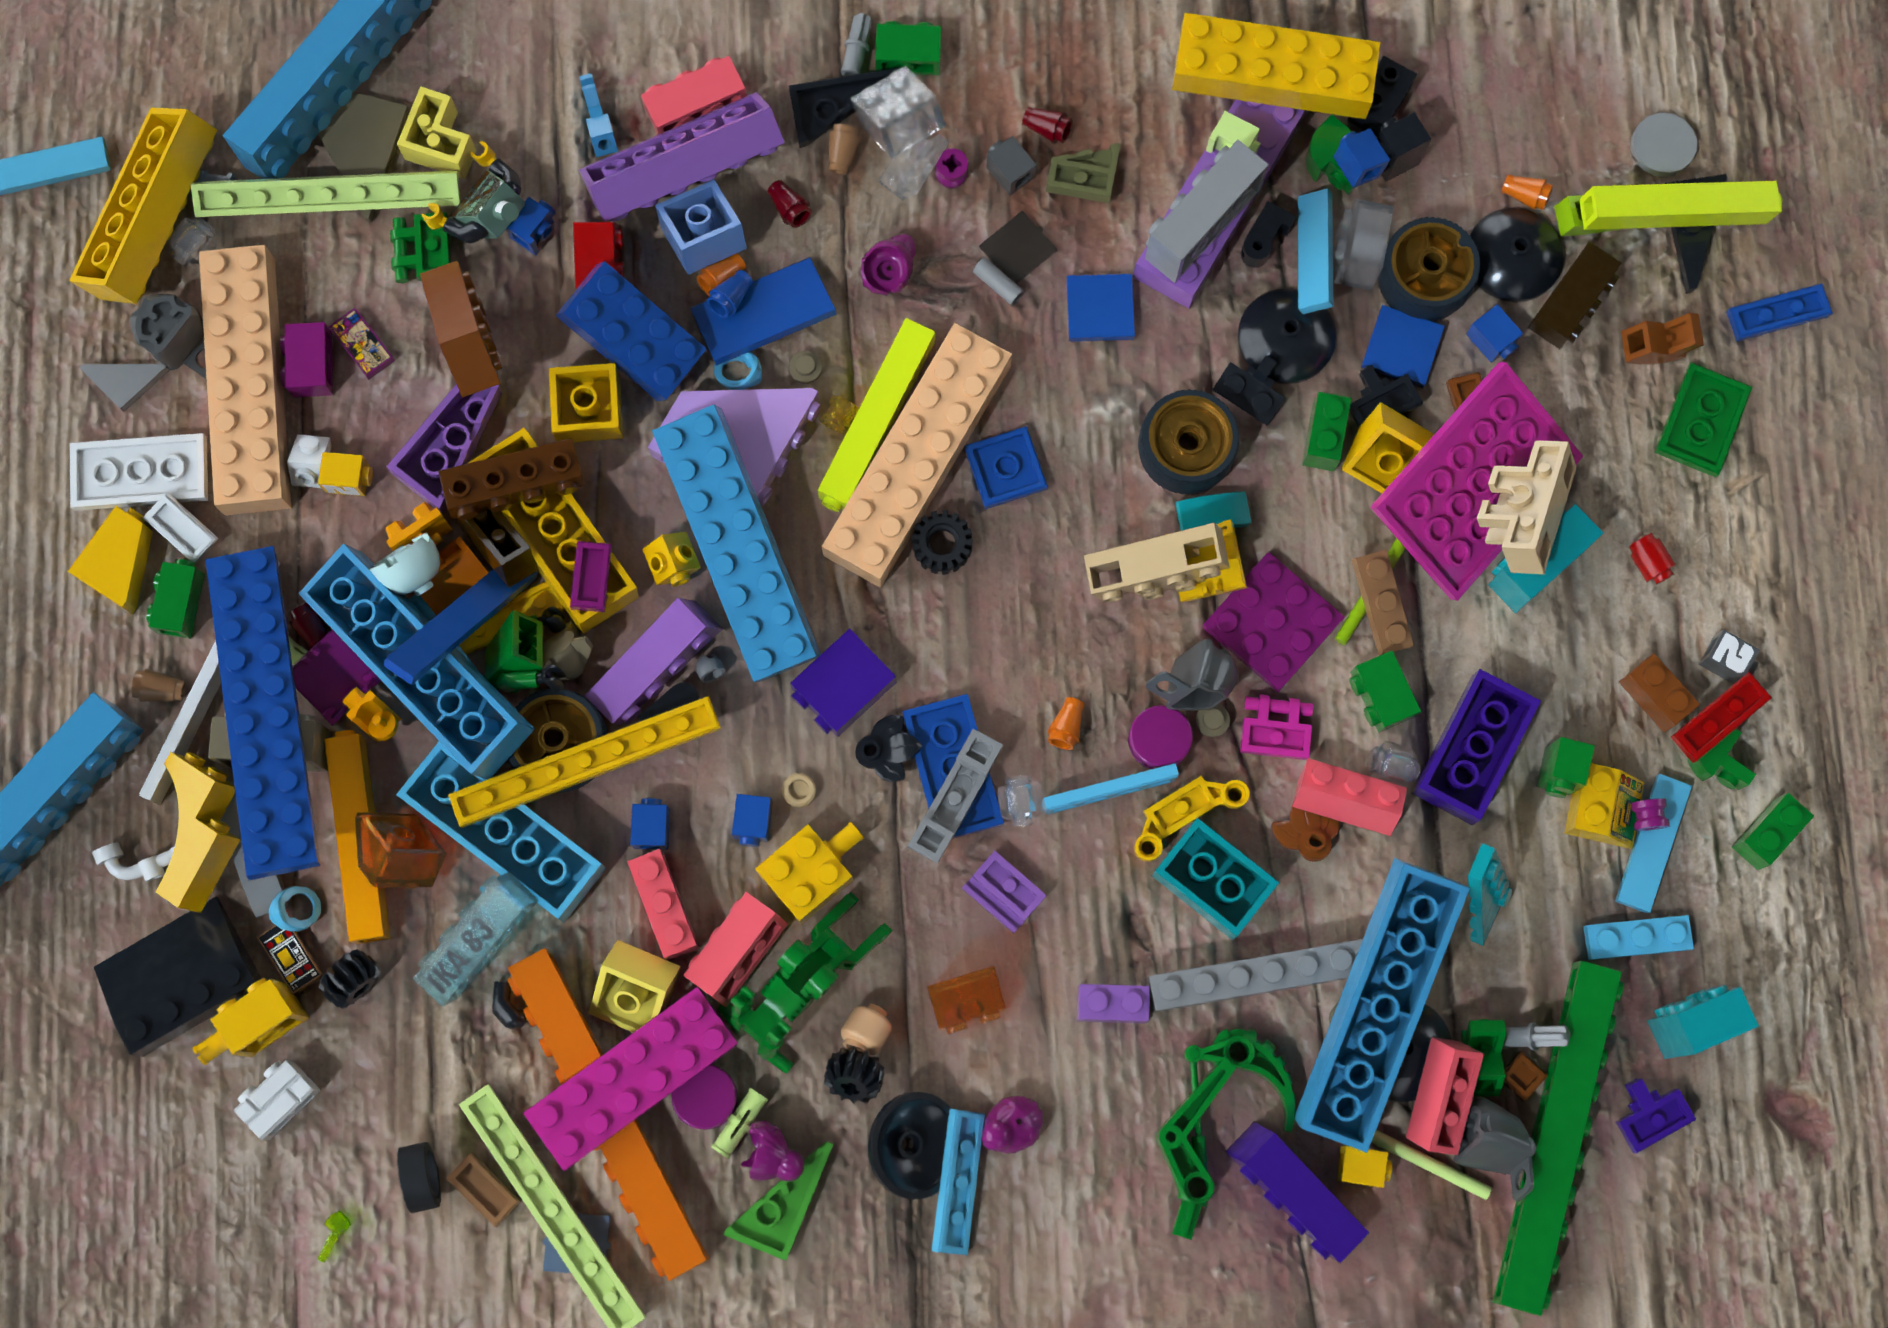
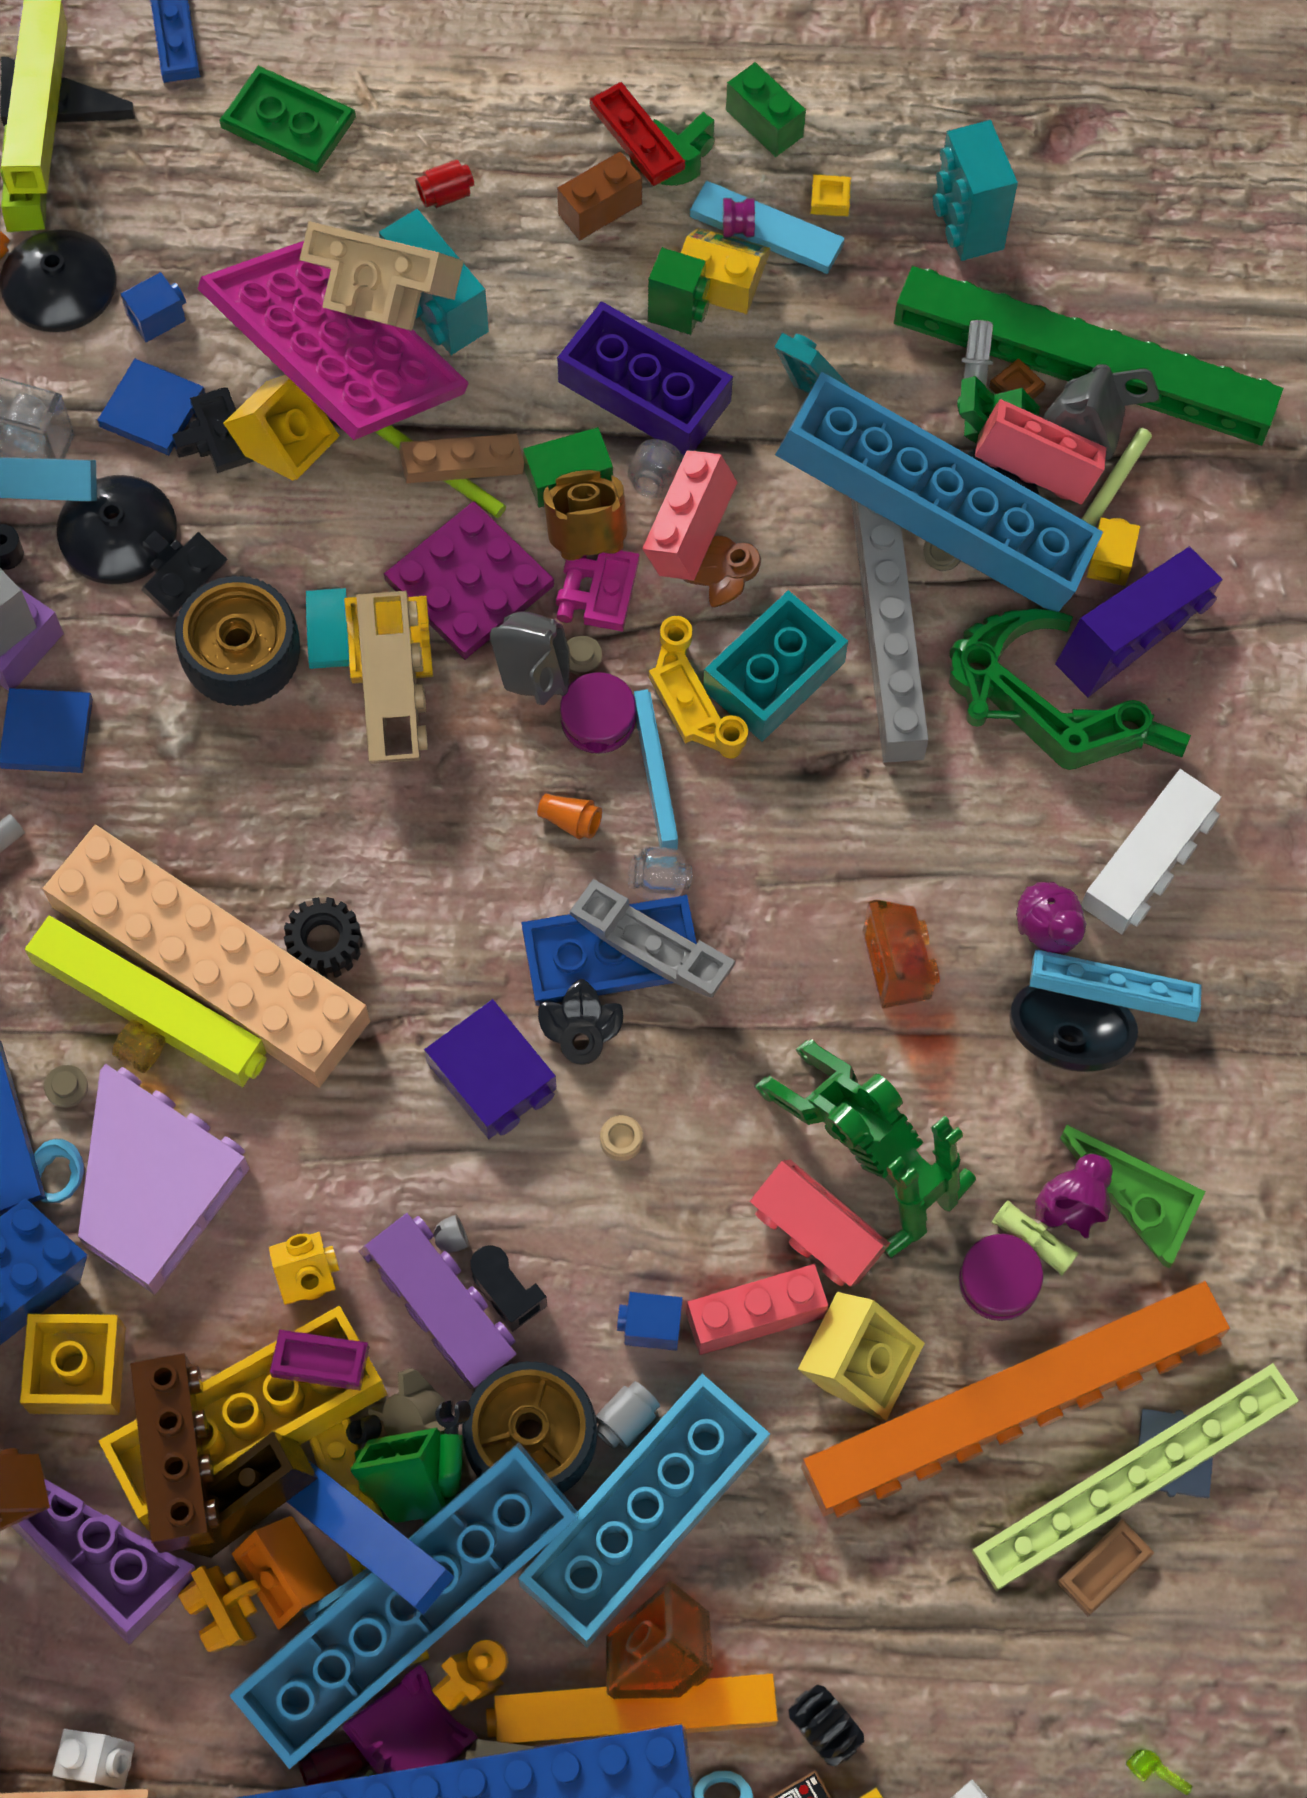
camera: 85 degrees left, 10 degrees down
(345, 474) = (121, 1705): yellow brick -> none
(409, 567) = (273, 1603): light aqua cylinder -> none
(418, 1177) = (1091, 1640): black tyre -> none
(475, 938) = (787, 1546): clear light blue brick -> none
(503, 1008) = (875, 1527): black arm -> none
(575, 812) = (626, 1415): none -> light grey brick
(584, 762) = (568, 1387): yellow tile -> none
(630, 1079) = (980, 1357): dark pink plate -> none
(736, 543) = (295, 1174): dark azure brick -> none
(752, 819) = (655, 1193): blue brick -> none
(809, 871) = (727, 1127): yellow brick -> none
(854, 1075) = (985, 1090): black gear -> none
(866, 1029) = (929, 1076): light nougat head -> none
(1004, 892) = (769, 904): medium lavender plate -> none
(1005, 467) = (236, 858): blue tile -> none
(1082, 1209) = (1151, 851): none -> white brick
(1112, 1003) = (914, 793): medium lavender brick -> none
(1326, 431) = (246, 493): green brick -> none
(1334, 708) = (585, 514): none -> pearl gold brick
(1423, 292) = (68, 352): pearl gold wheel -> none
(1461, 387) = (218, 347): dark orange tile -> none
(1576, 296) = (121, 220): dark brown brick -> none
(1638, 937) = (870, 255): medium azure plate -> none
(1652, 1115) = (1066, 263): dark purple hinge -> none
(1662, 342) = (191, 137): dark orange brick -> none
(1696, 898) = (830, 195): none -> yellow tile
(1729, 657) = (566, 125): brick -> none

